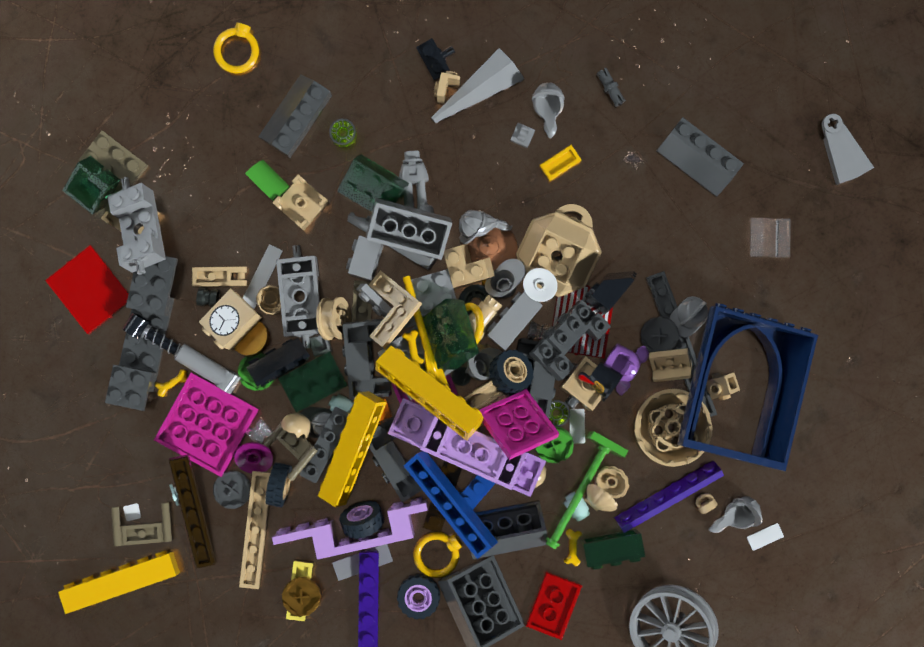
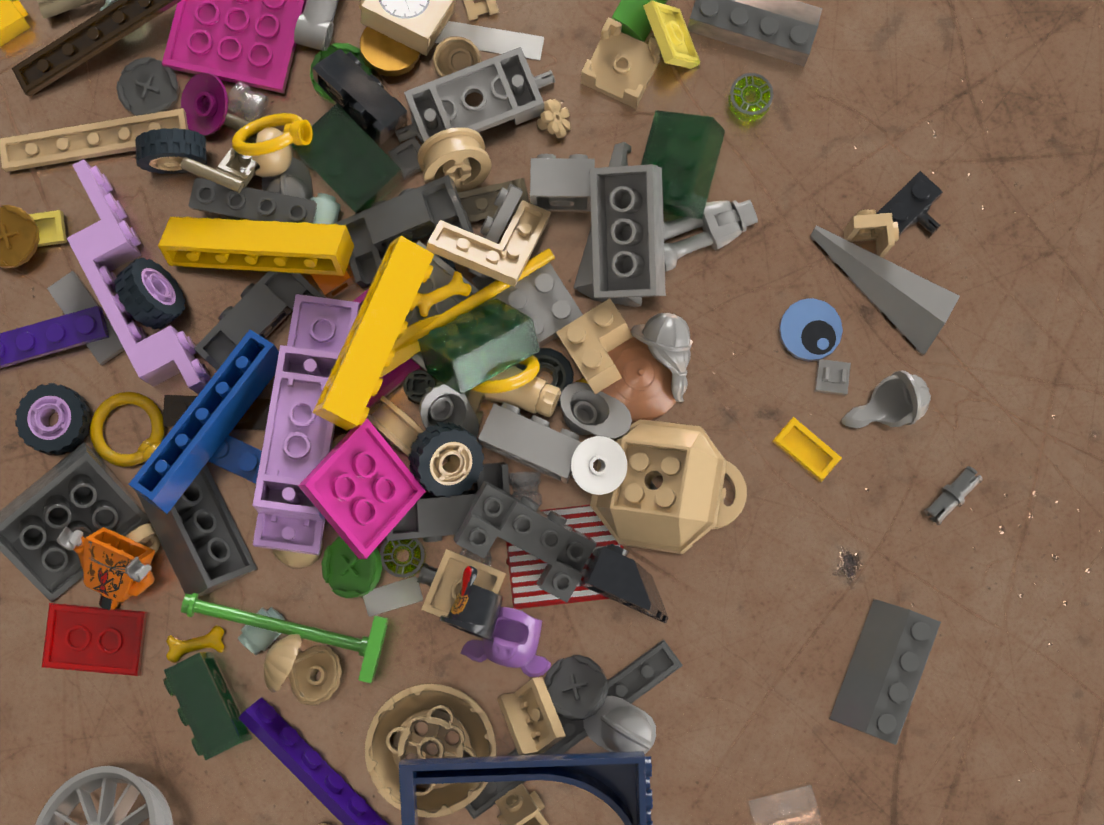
camera: 80 degrees right, 5 degrees down
(290, 406) = (295, 131): none -> yellow piece
(293, 168) = (671, 35): none -> light yellow tile
(322, 252) = (554, 118): none -> tan plant
(491, 139) = (810, 329): none -> medium blue tile
(502, 563) = (144, 534): none -> tan tile
(515, 583) = (111, 564): none -> orange torso

